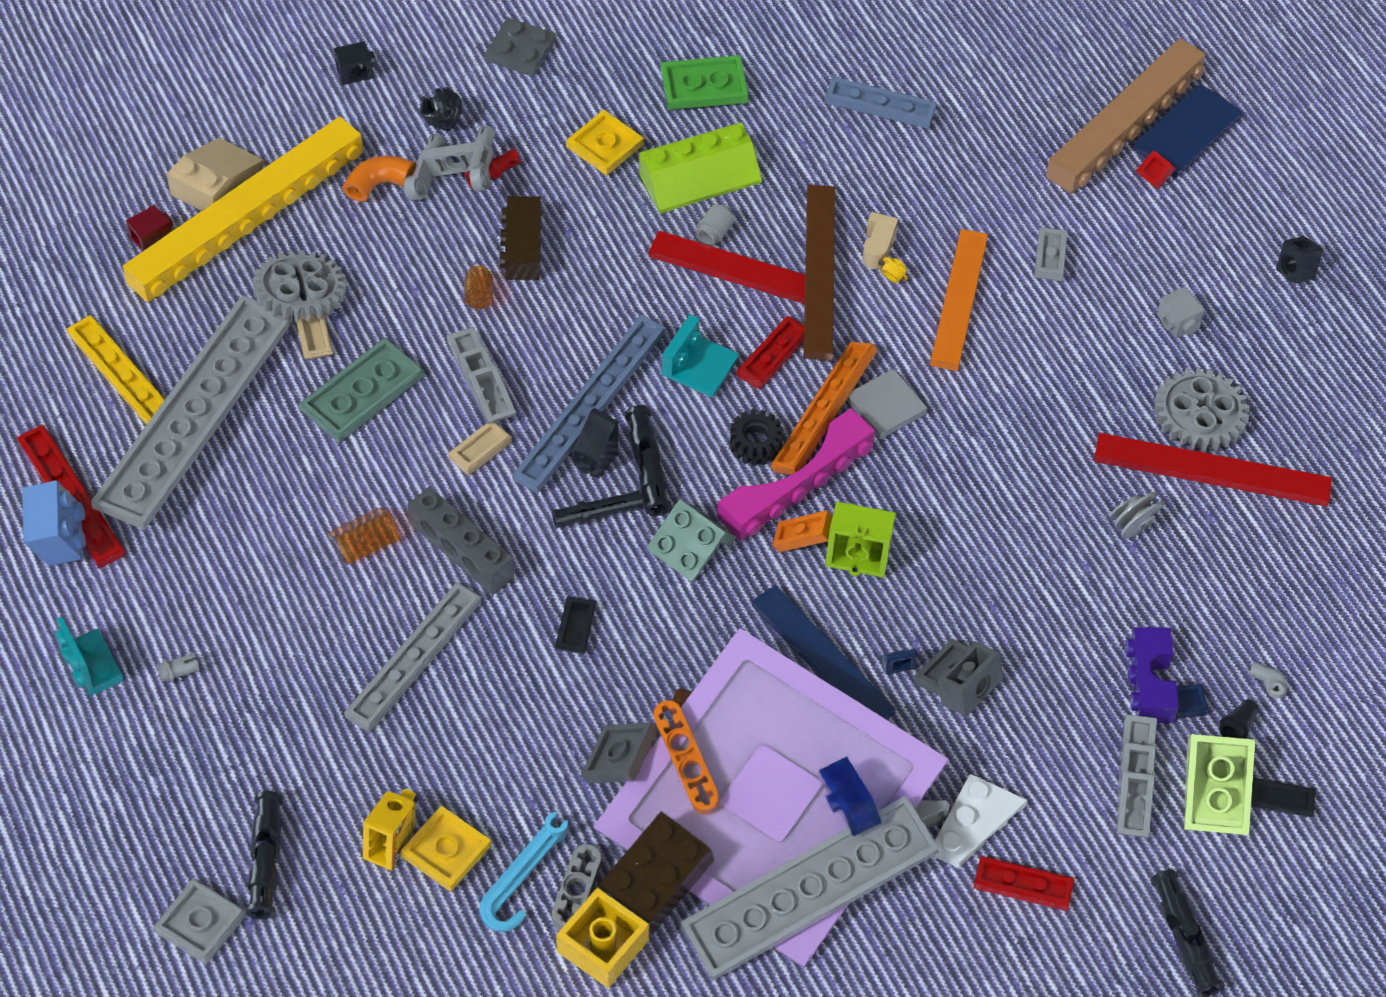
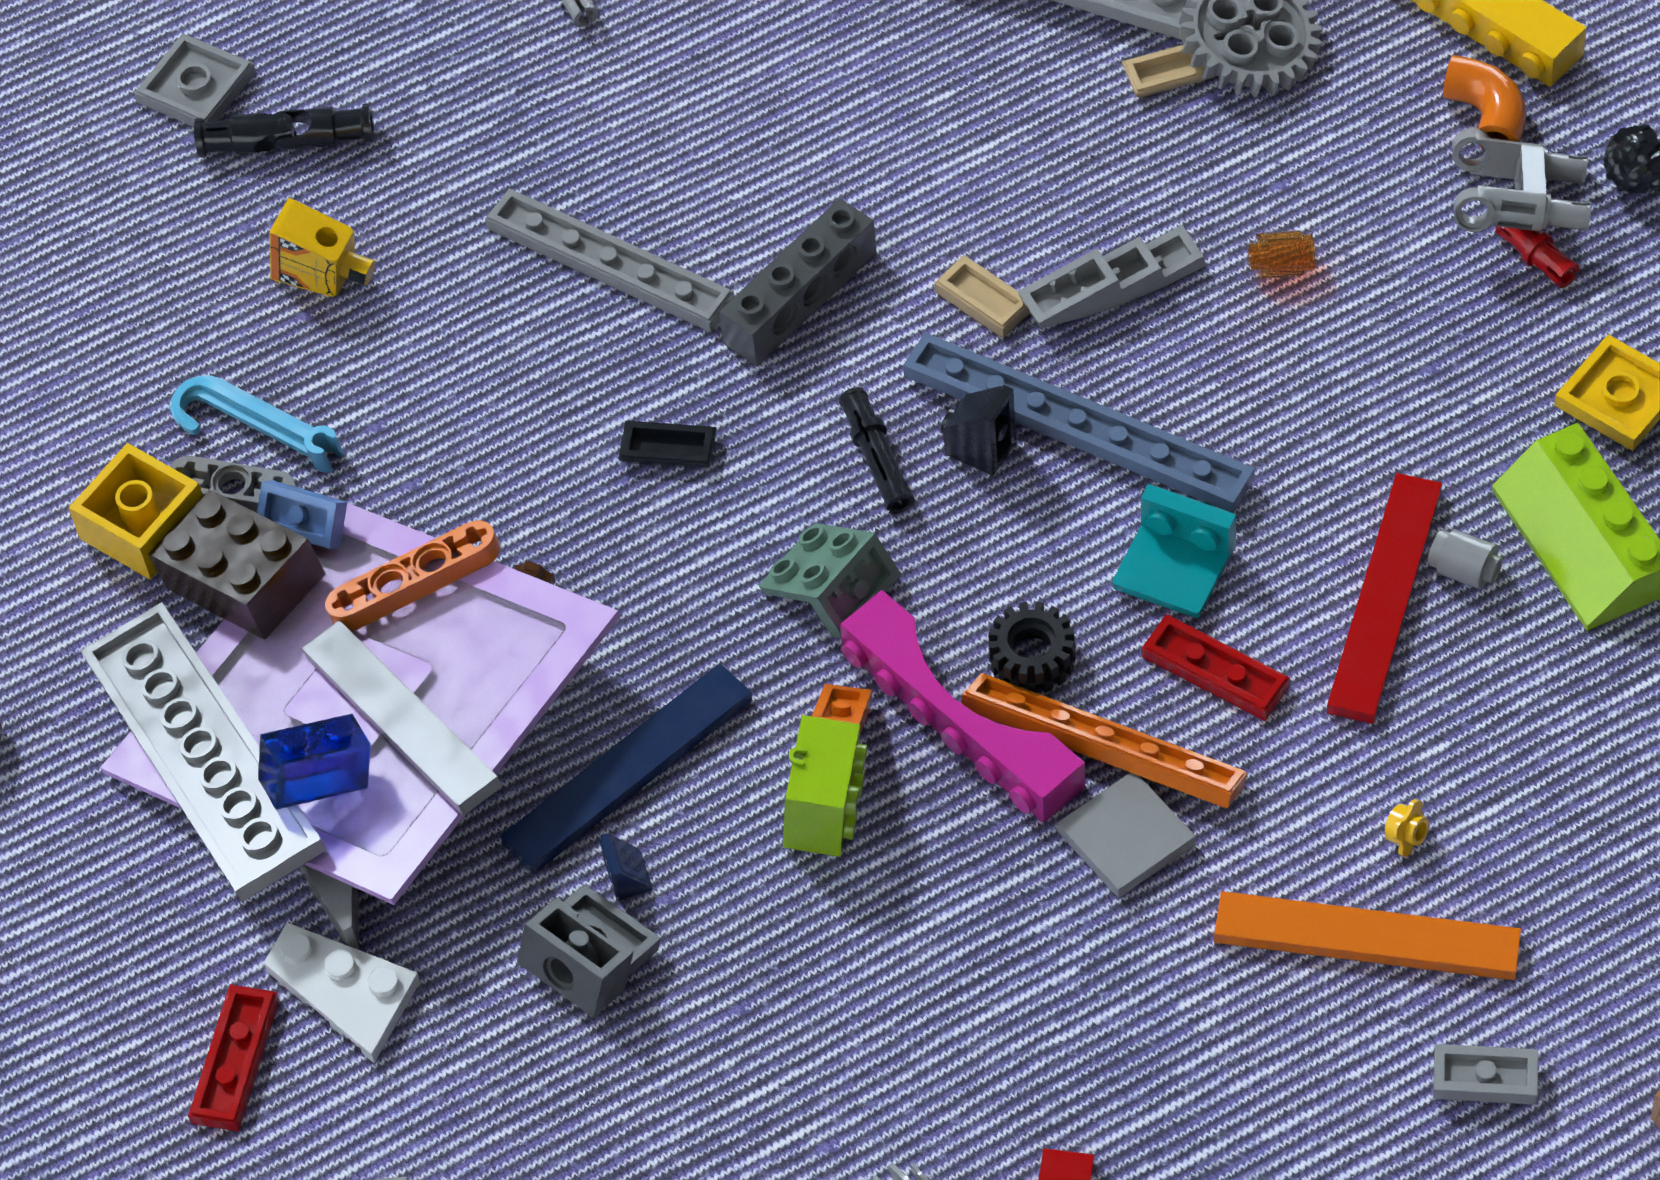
camera: 95 degrees right, 0 degrees up
(361, 390) = (1076, 141): sand green tile -> none
(365, 534) = (807, 171): clear orange panel -> none
(445, 848) = (293, 327): yellow plate -> none
(521, 238) = (1392, 299): dark brown brick -> none
(619, 753) = (432, 504): dark grey plate -> none
(619, 832) = (304, 512): none -> medium blue plate
(651, 476) = (948, 510): black piece -> none
(804, 758) = (402, 718): none -> tile
(819, 273) = (1386, 713): reddish brown tile -> none
(881, 235) = (1469, 803): tan leg -> none

